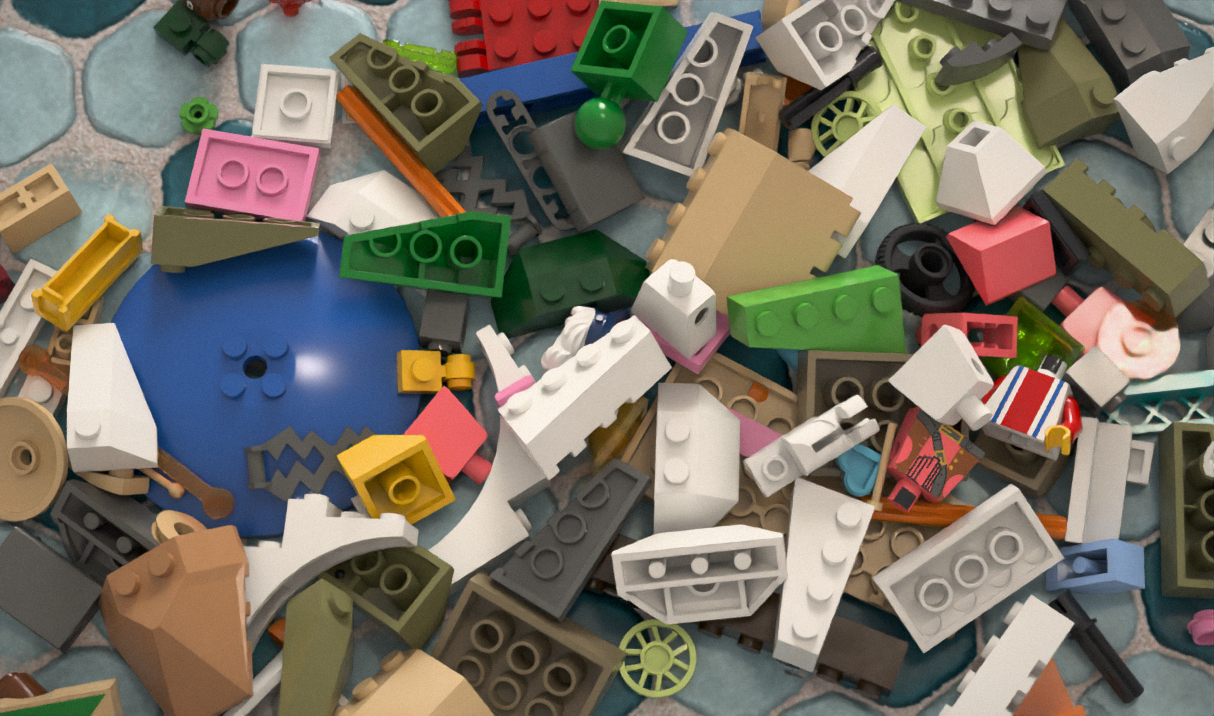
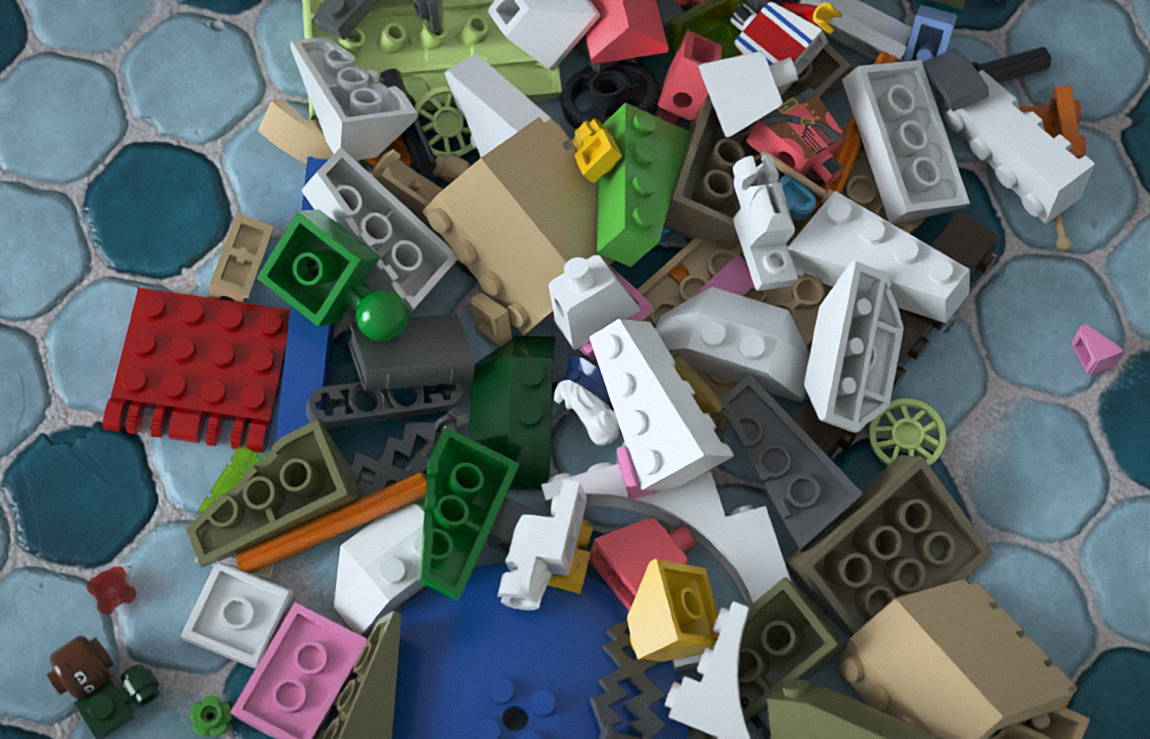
camera: 75 degrees left, 5 degrees down
(420, 340) = (543, 548): none -> white plate
(648, 230) = (491, 319): none -> tan tile
(832, 264) = (596, 150): none -> yellow plate
(1050, 595) = (955, 79): none -> dark grey slope

